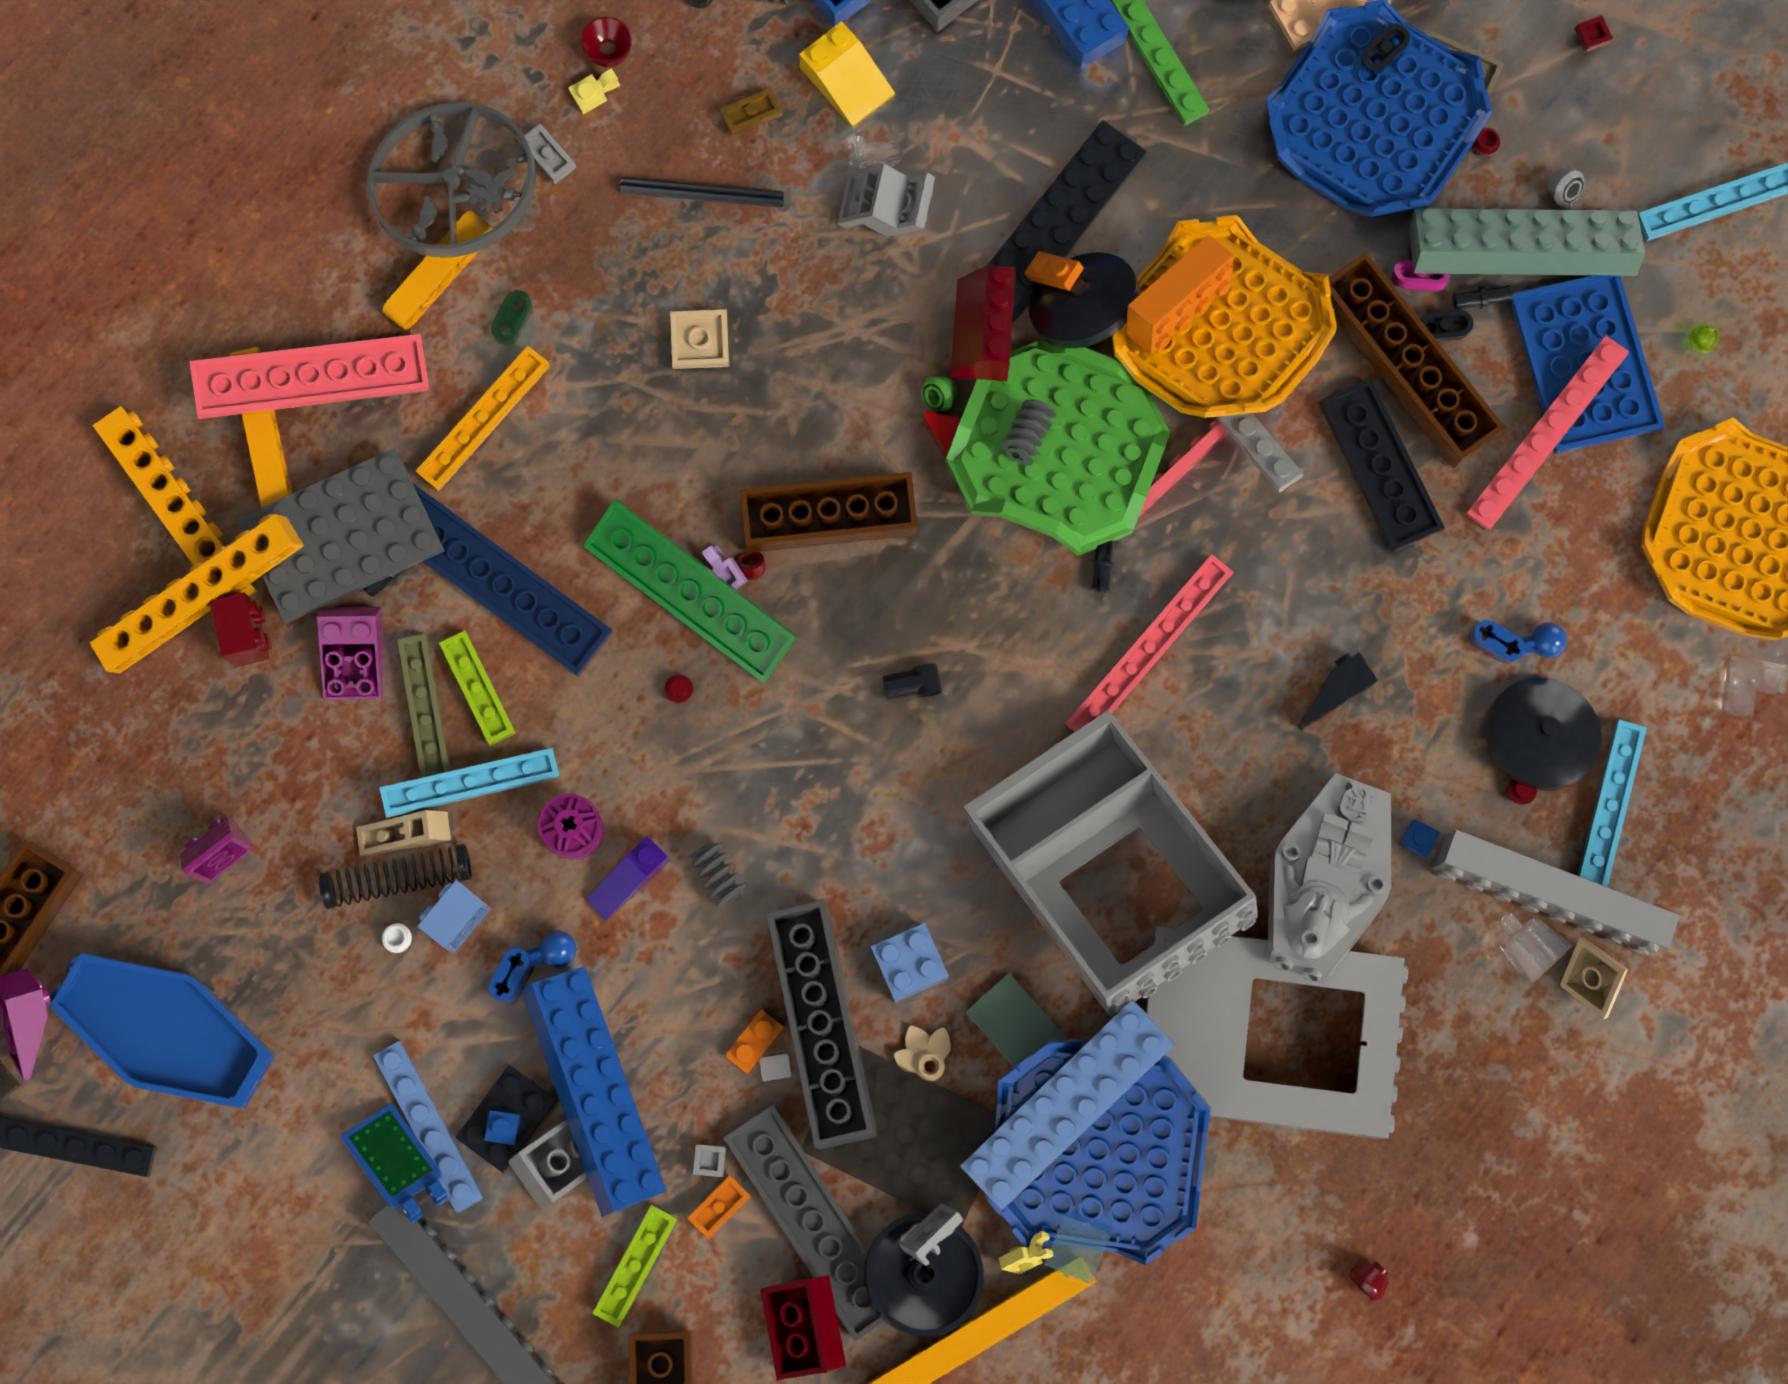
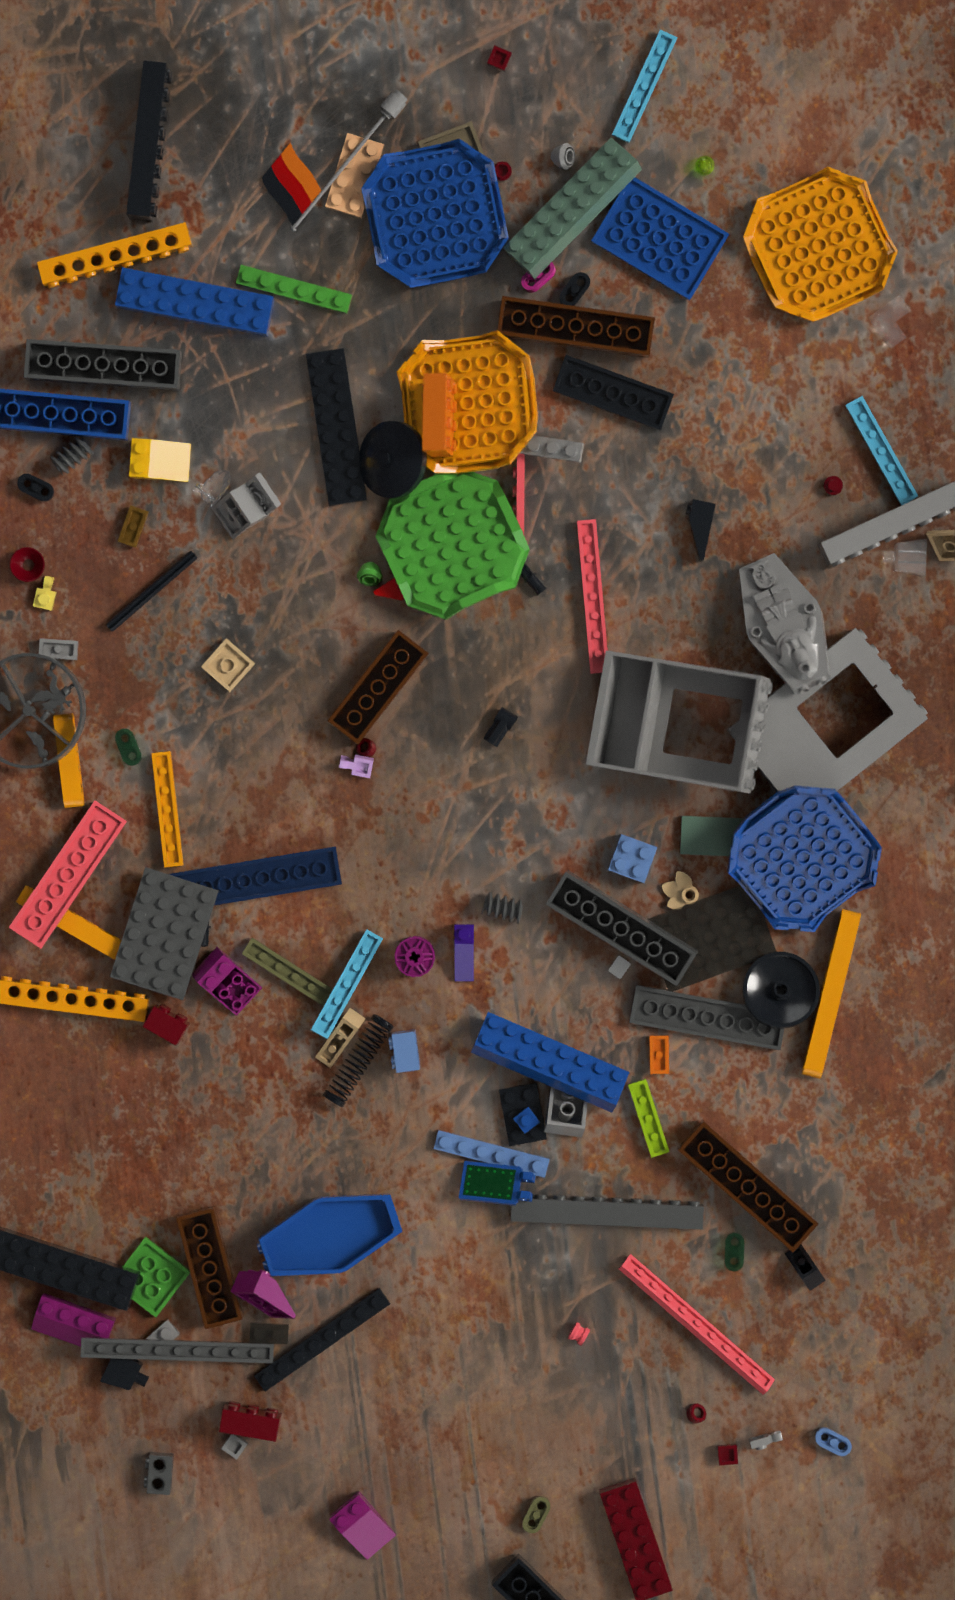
camera: 40 degrees left, 10 degrees up
(110, 641) = (146, 965): light orange brick -> none
(215, 851) = (264, 1133): magenta slope -> none
(396, 938) = (387, 1087): white plate -> none
(477, 688) = (302, 937): lime plate -> none
(556, 950) = (465, 1017): blue beam -> none
(678, 688) = (394, 841): dark red plate -> none
(690, 591) = (352, 791): green plate -> none
(709, 1160) = (633, 1038): light grey plate -> none
(754, 1041) = (598, 965): orange plate -> none
(803, 1327) = (751, 1068): dark red brick -> none
(930, 1232) = (765, 969): light grey plate -> none
(983, 324) = (358, 522): dark red slope -> none
(1022, 1258) = (818, 938): light yellow plate -> none
(1027, 430) = (434, 556): dark grey piece -> none
(1054, 270) = (363, 460): orange plate -> none
(1067, 1104) = (770, 852): medium blue plate -> none
(1077, 1249) = (838, 909): clear light blue piece -> none
(1384, 49) = (409, 180): black plate -> none
(1419, 838) = (807, 557): blue plate -> none
(1483, 297) = (579, 256): black pin -> none
(1543, 734) = (816, 448): black dish -> none
(1546, 640) = (775, 401): blue beam -> none
(1547, 433) = (676, 296): coral plate -> none

